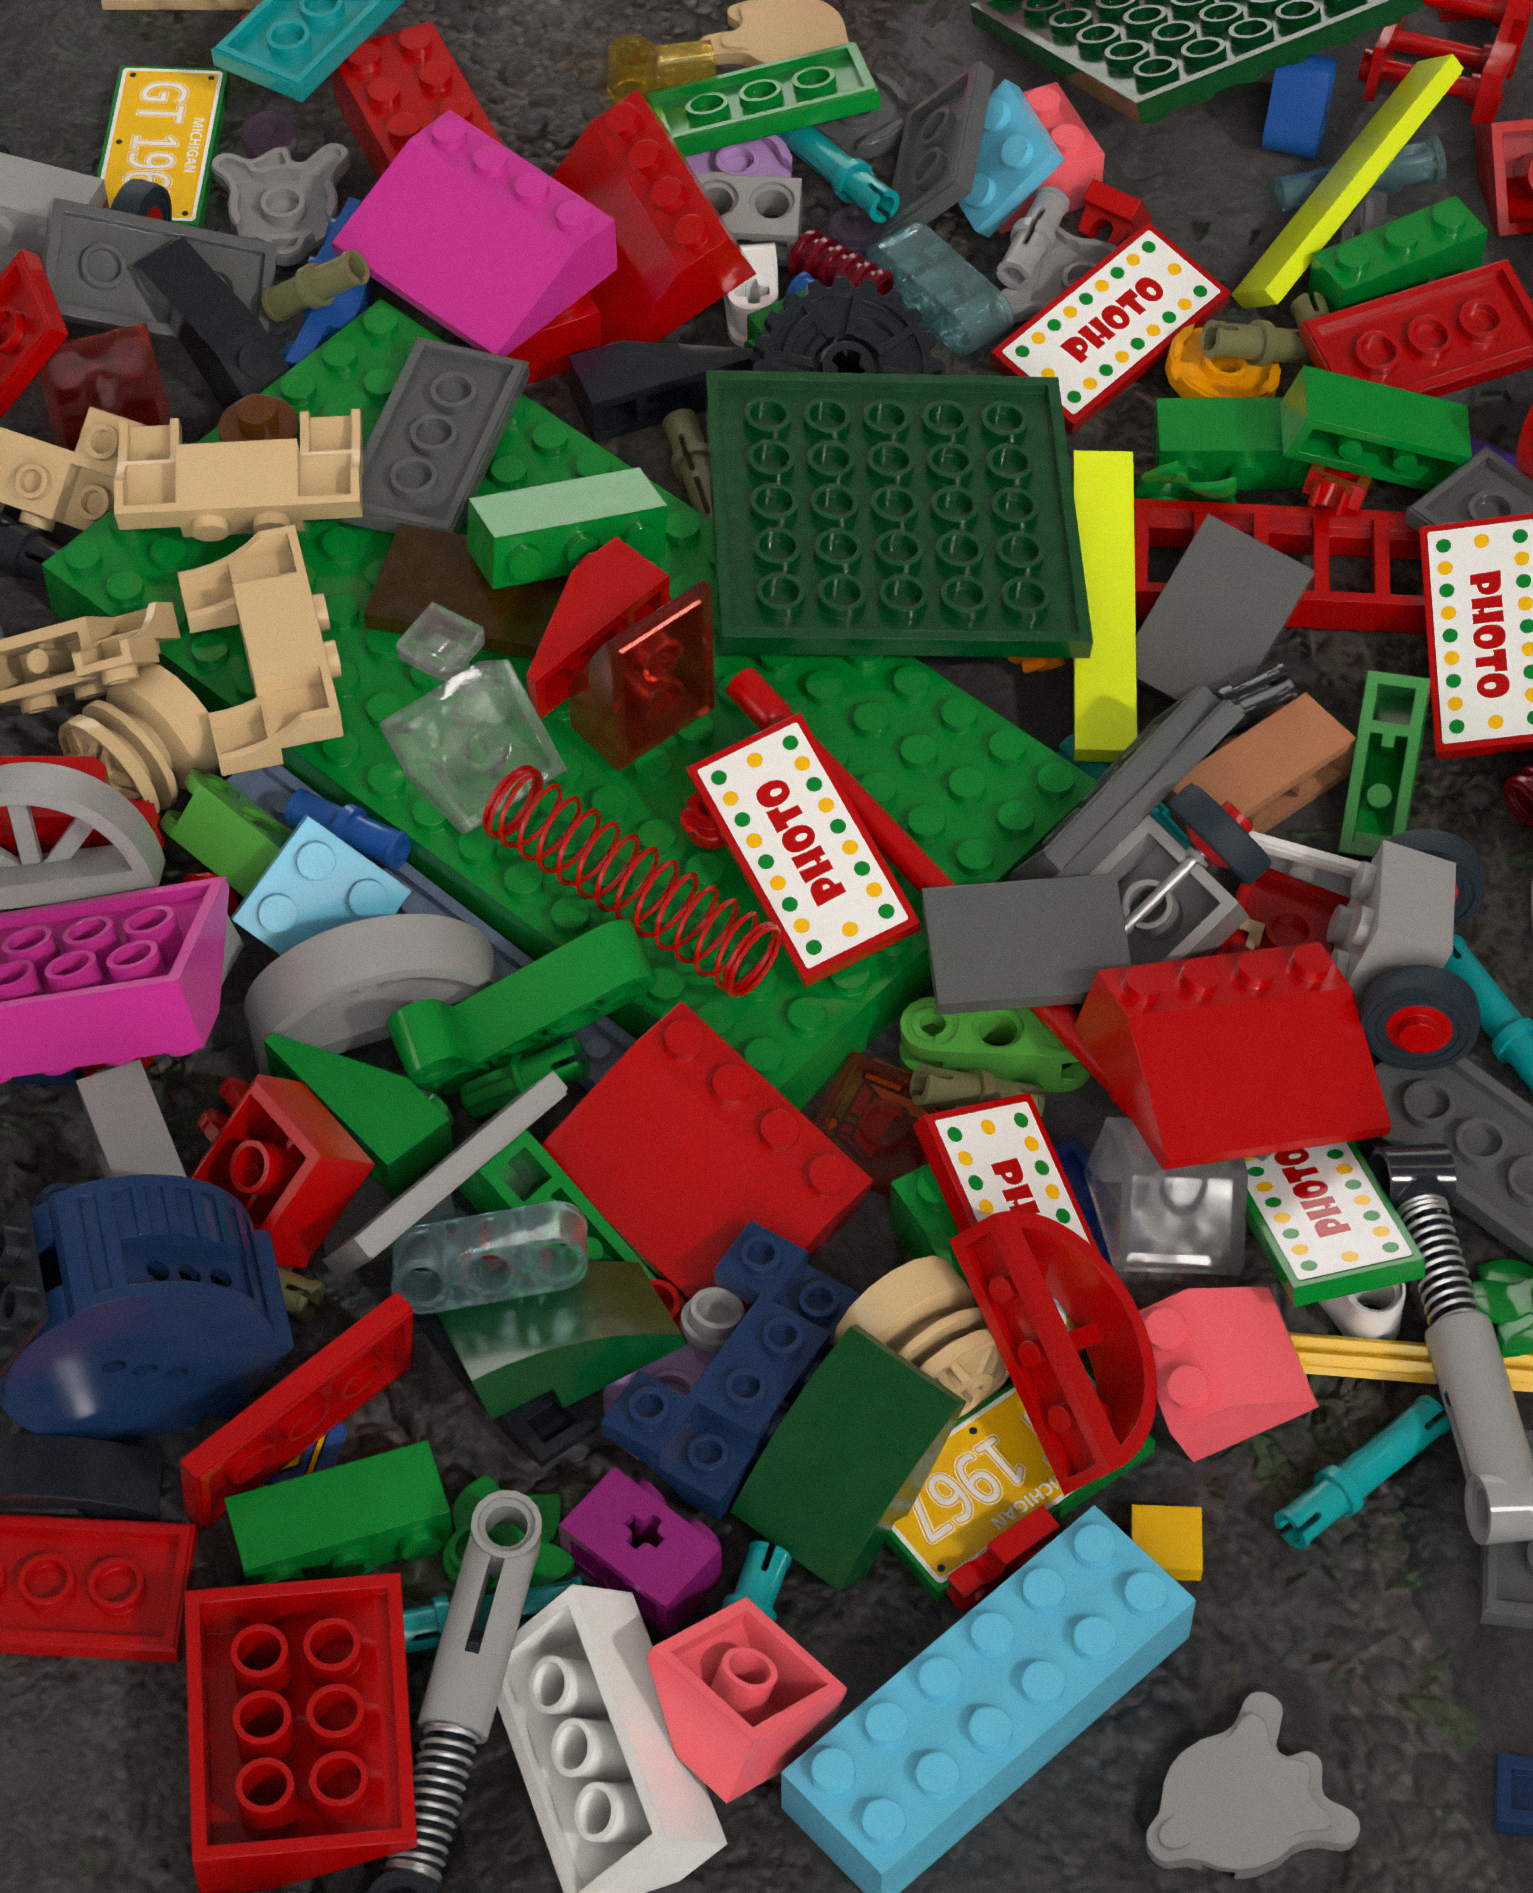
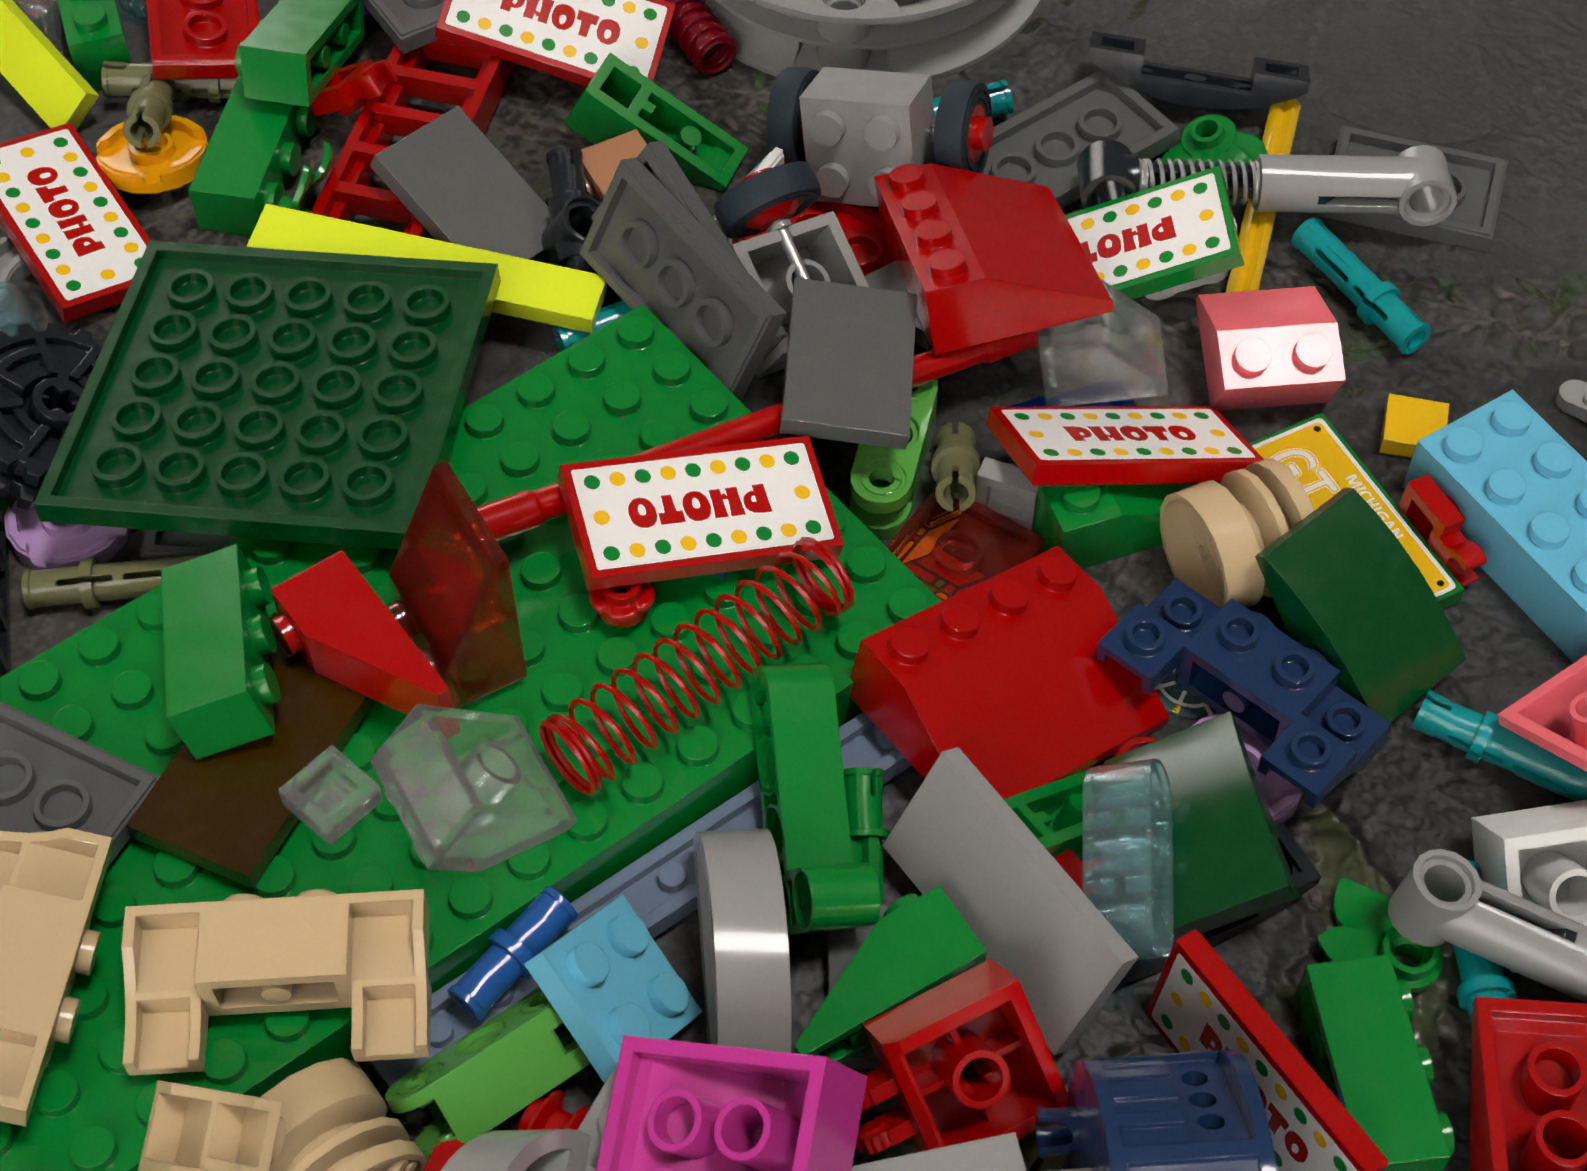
camera: 80 degrees left, 0 degrees up
(664, 1579) = (1415, 807): magenta brick -> none
(711, 1318) = (1173, 707): light grey plate -> none
(1011, 1269) = (1287, 418): red window -> none

